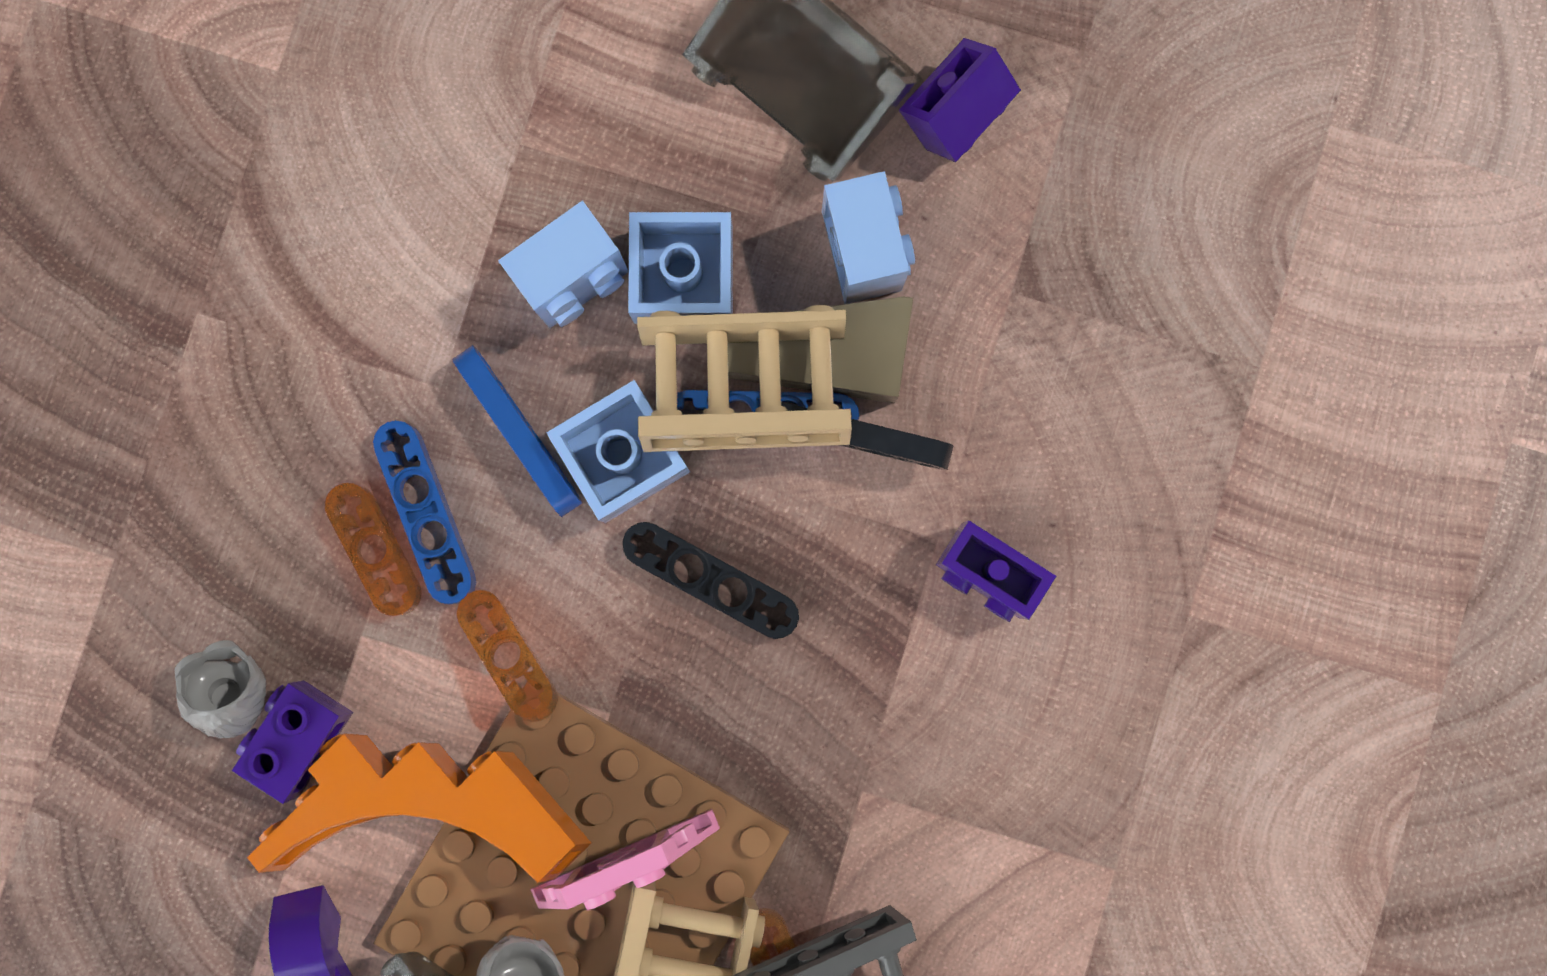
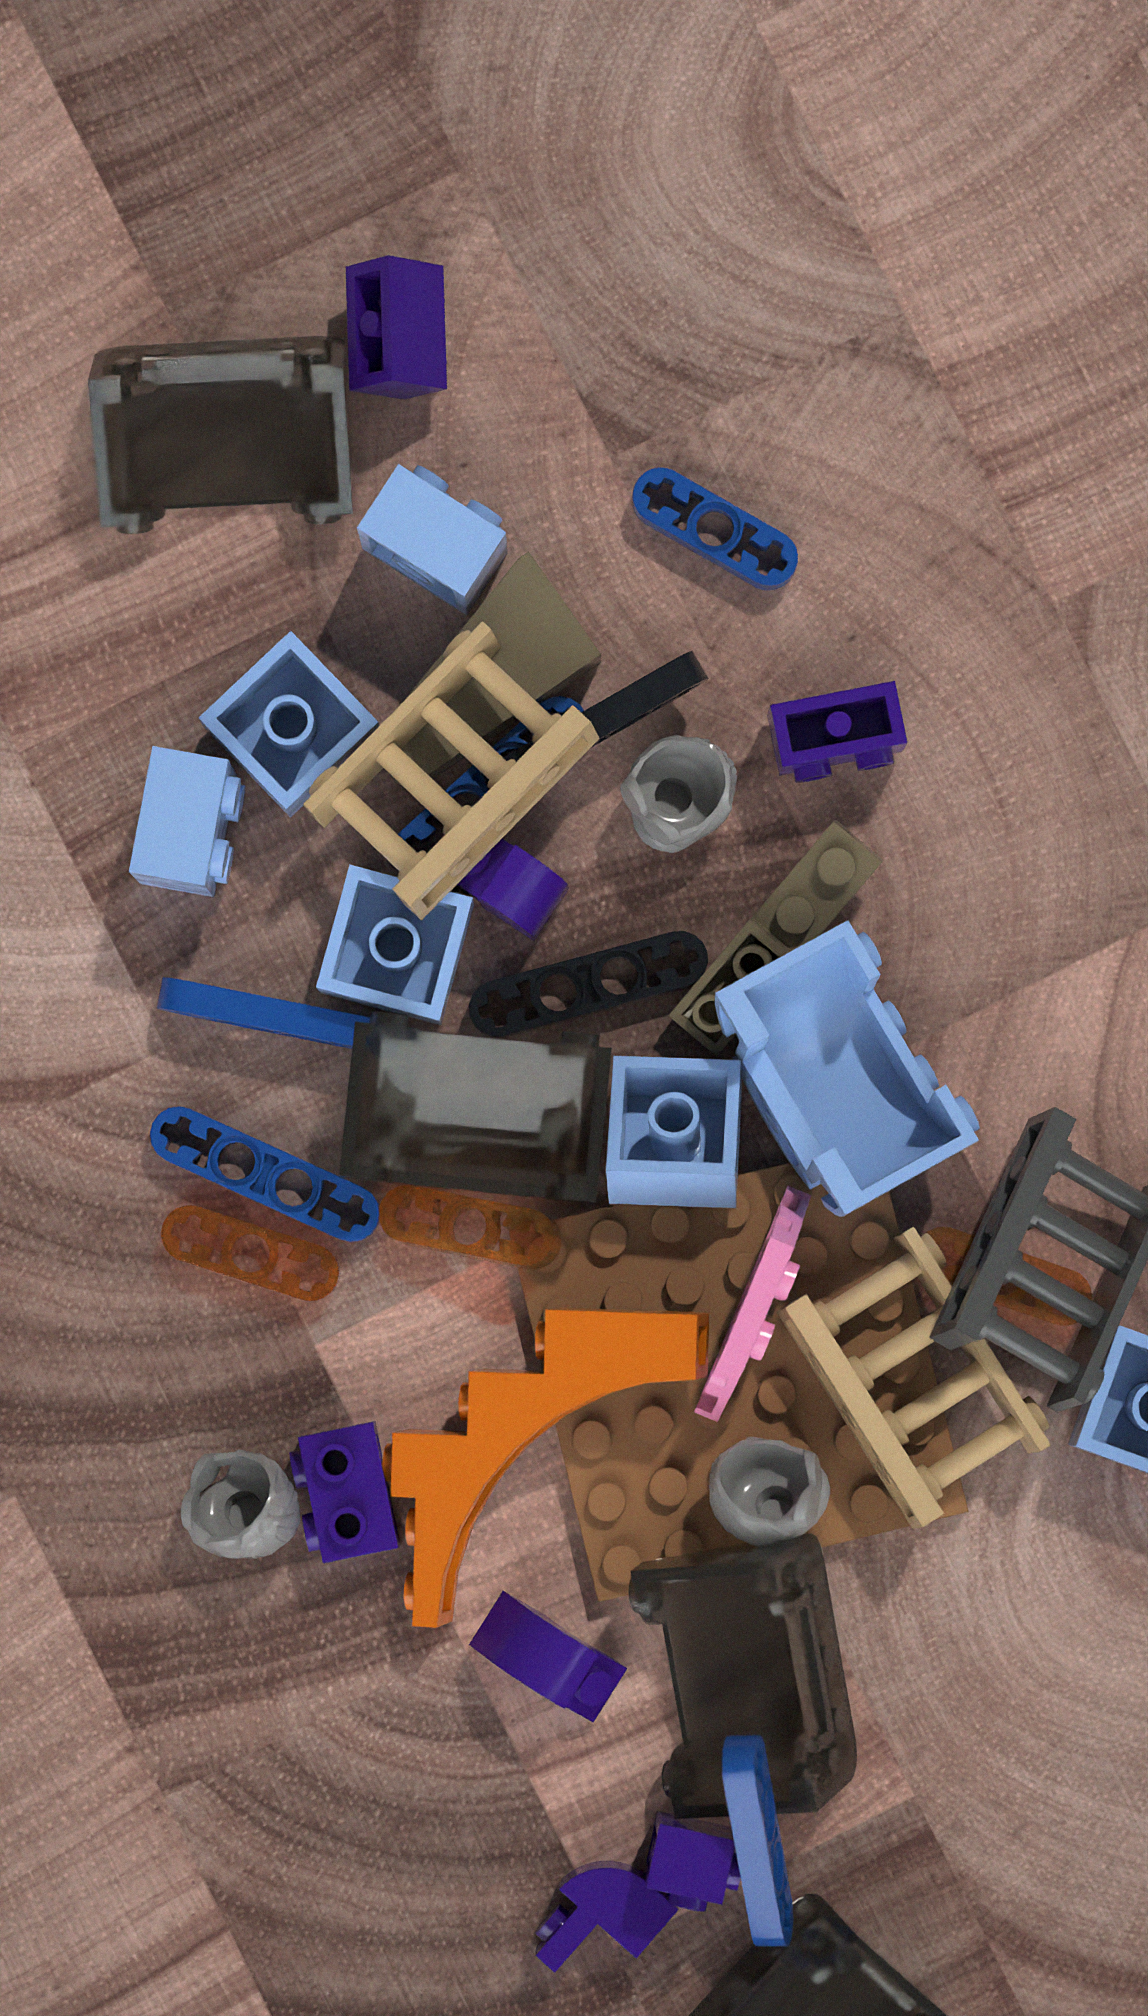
camera: 50 degrees left, 0 degrees up
(568, 592) = (475, 1111): none -> clear smoke windscreen
(674, 715) = (674, 1131): none -> light blue brick
(719, 485) = (515, 888): none -> dark purple brick
(801, 782) = (837, 1073): none -> light blue cylinder
(843, 658) = (788, 919): none -> dark tan slope
(868, 519) = (679, 791): none -> light grey hair
(1054, 420) = (762, 539): none -> blue beam

